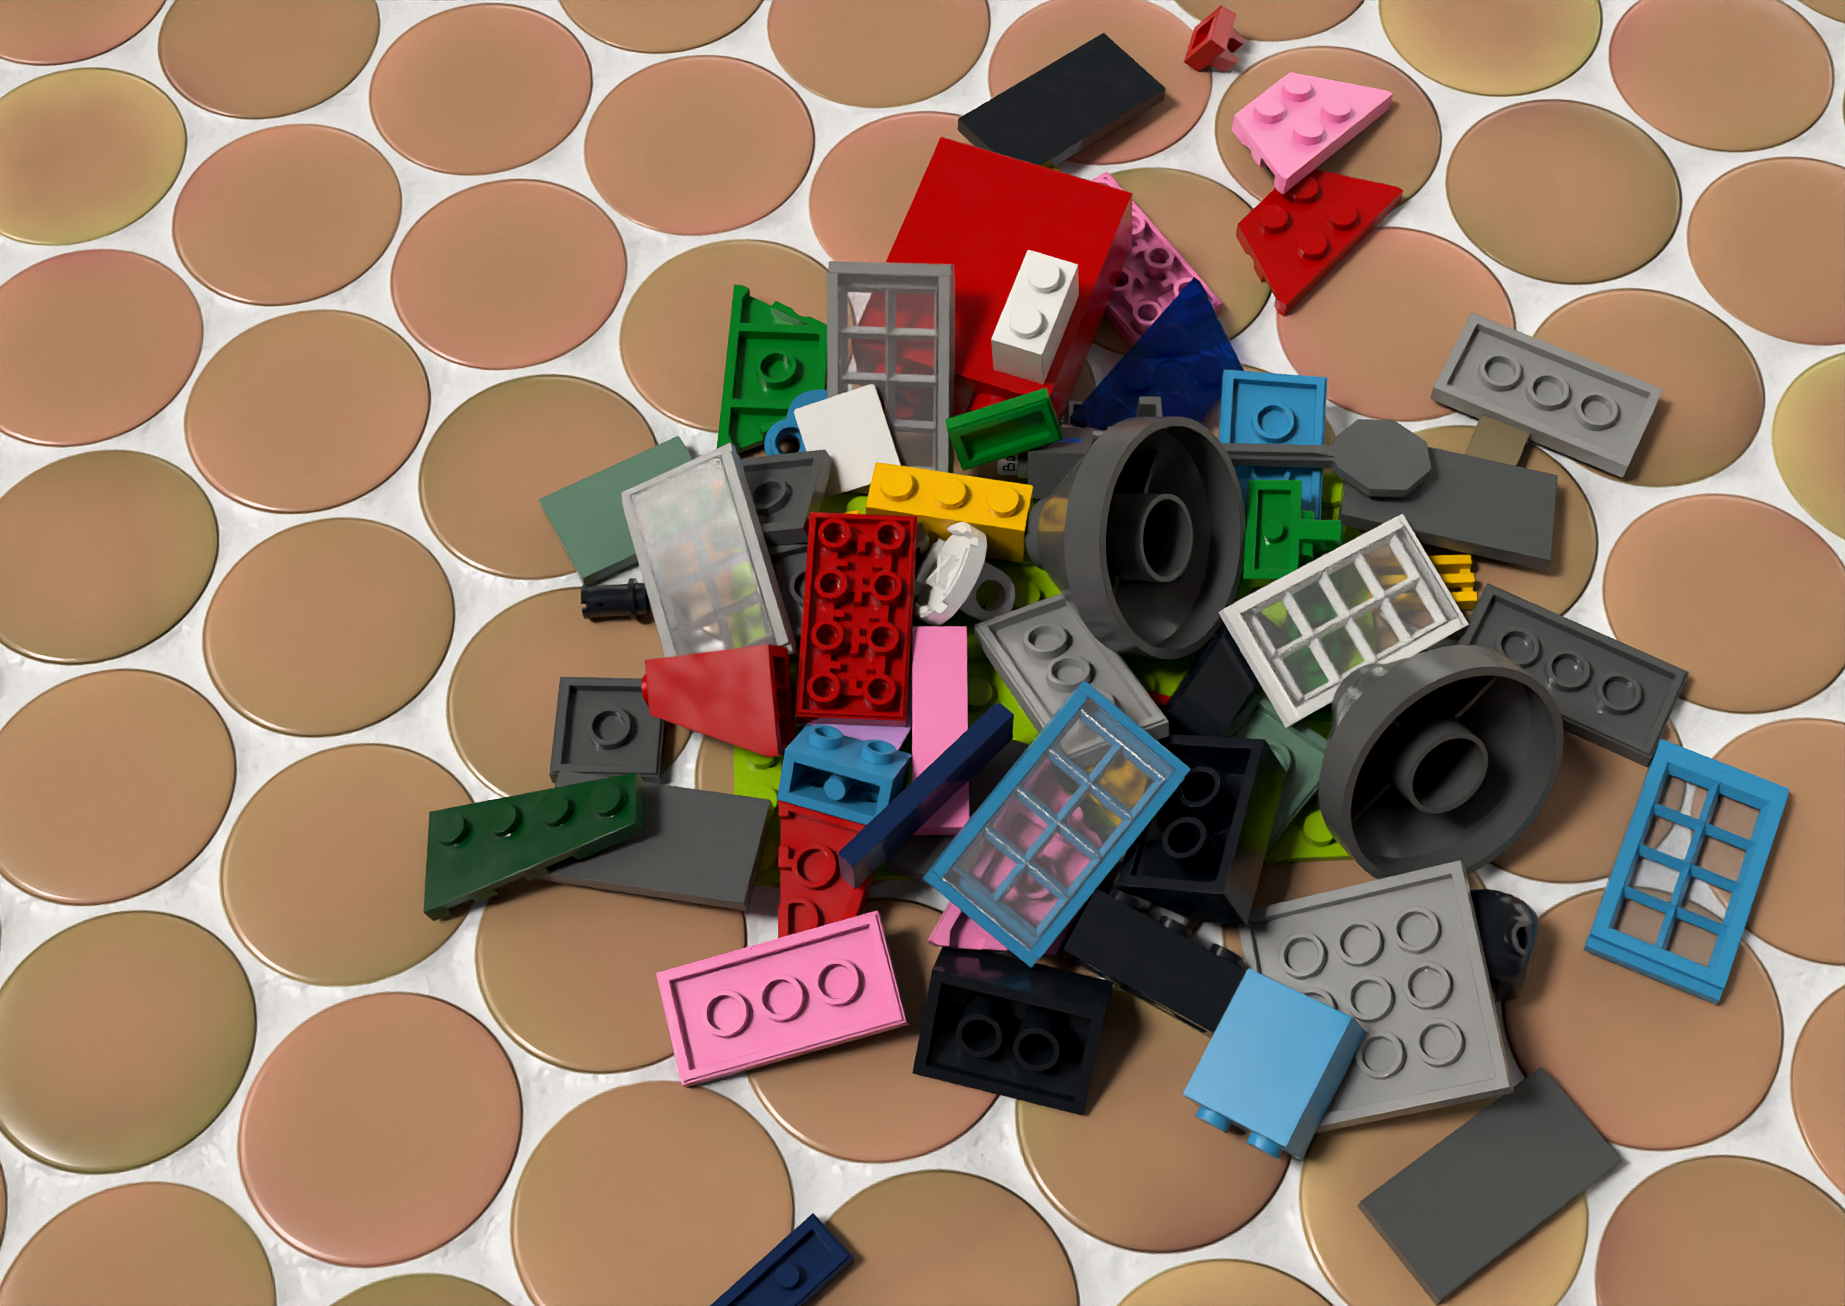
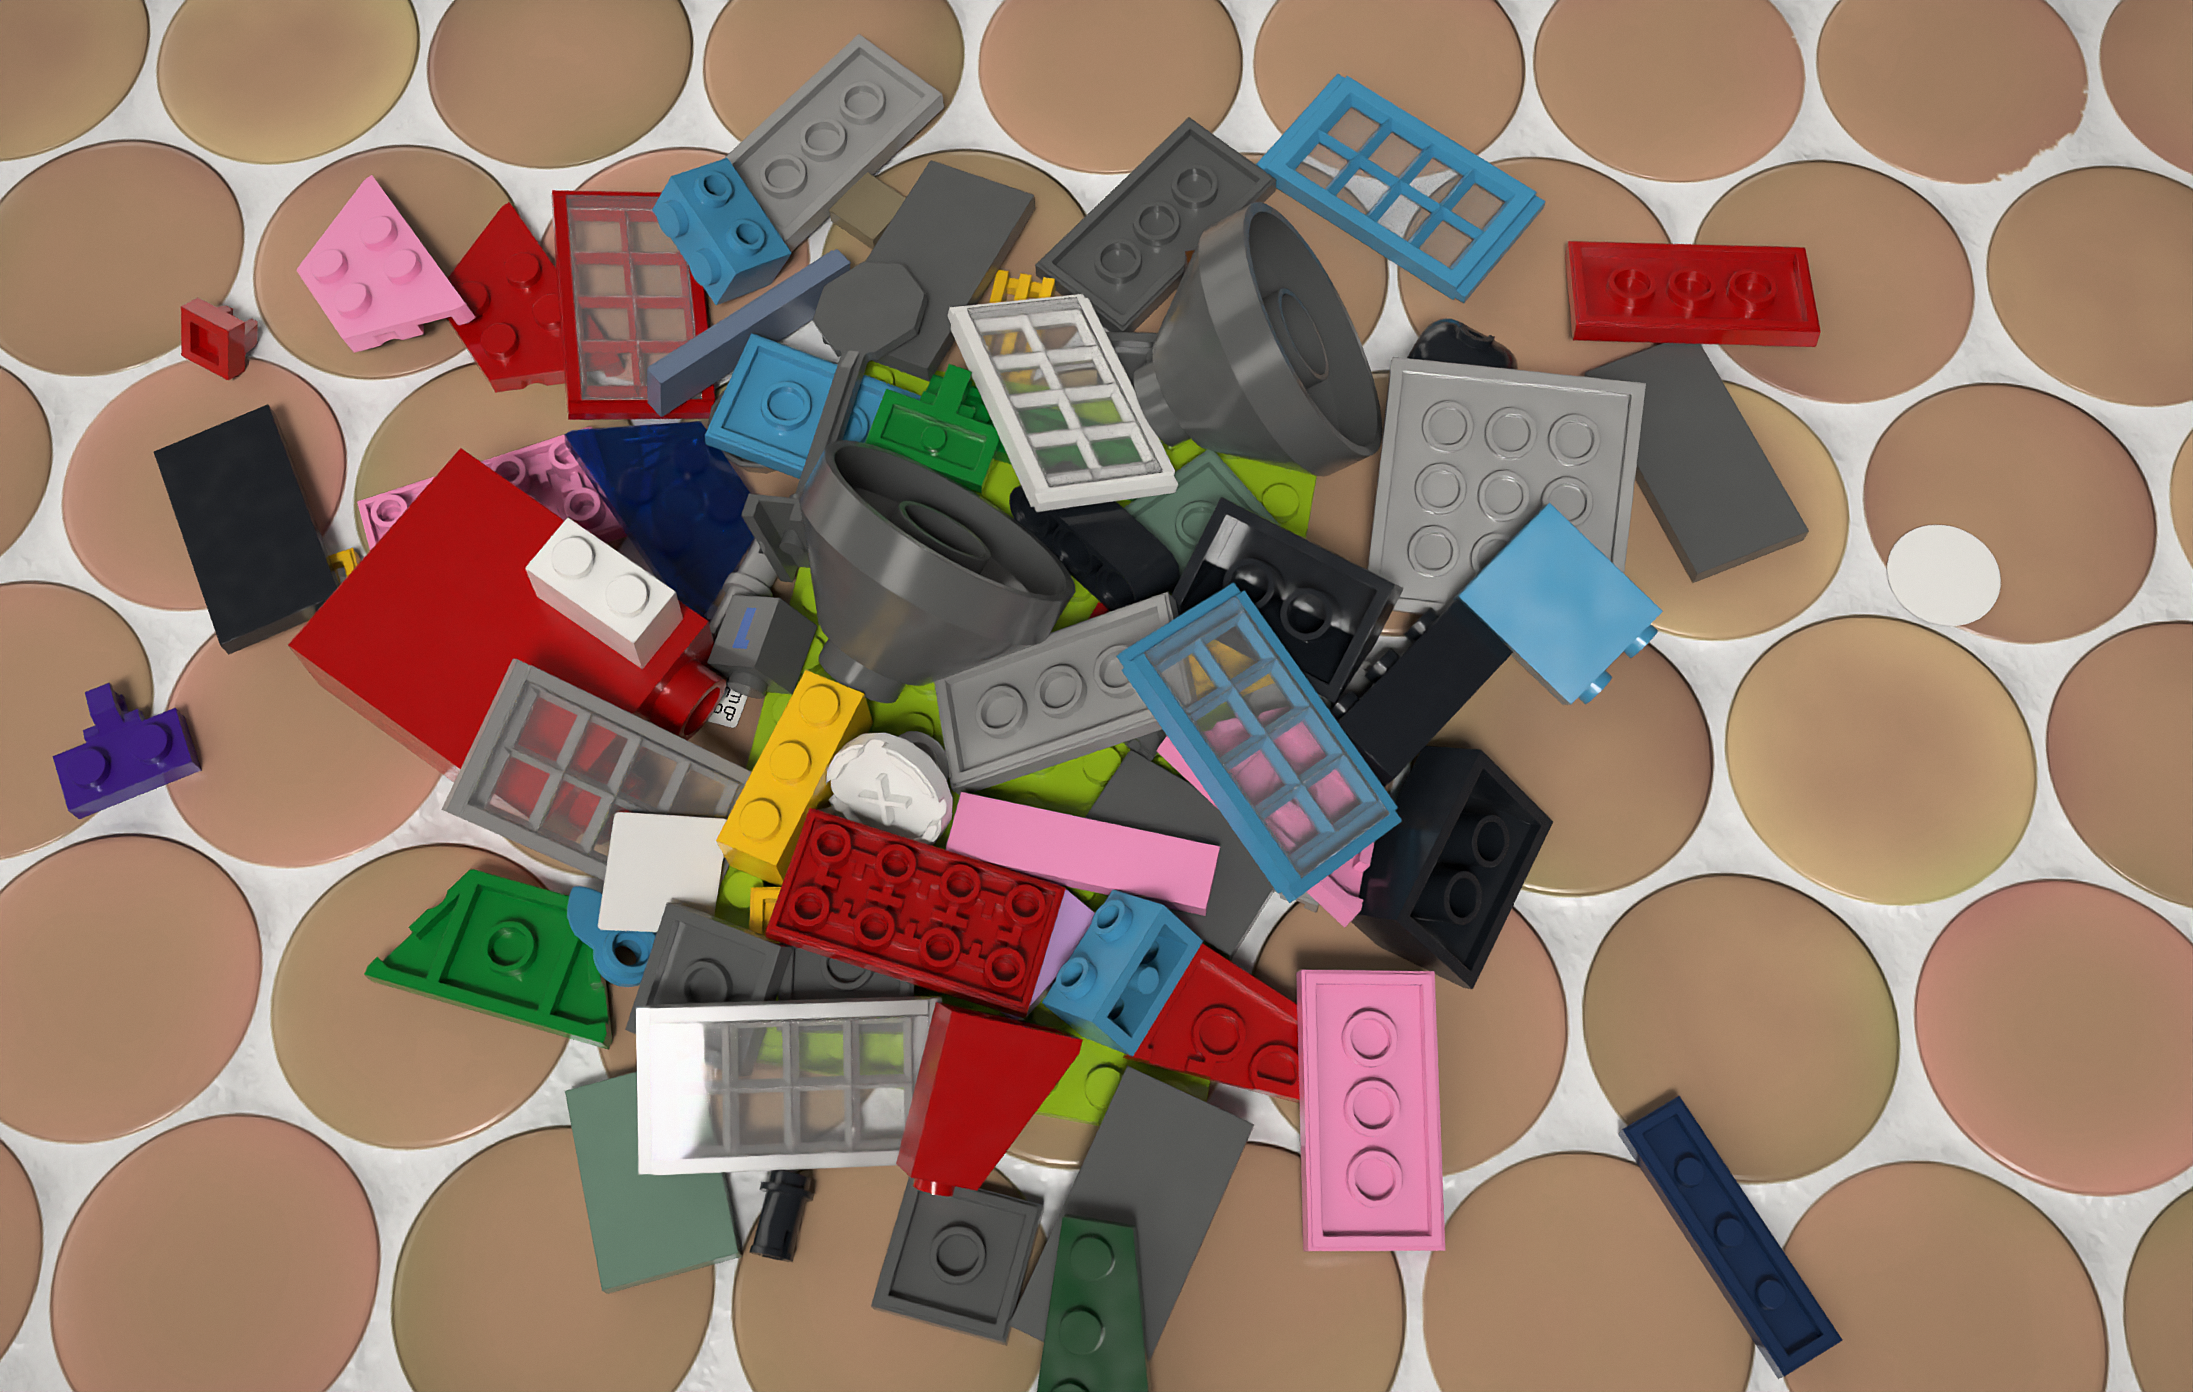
camera: 75 degrees left, 5 degrees up
(868, 96) = (123, 754): none -> dark purple hinge
(925, 795) = (1185, 878): dark blue tile -> none
(1004, 429) = (721, 681): green tile -> none
(1339, 296) = (621, 304): none -> clear piece
(1345, 385) = (719, 348): none -> sand blue tile
(1419, 334) = (720, 231): none -> dark azure brick
(1665, 1154) = (1691, 294): none -> red tile

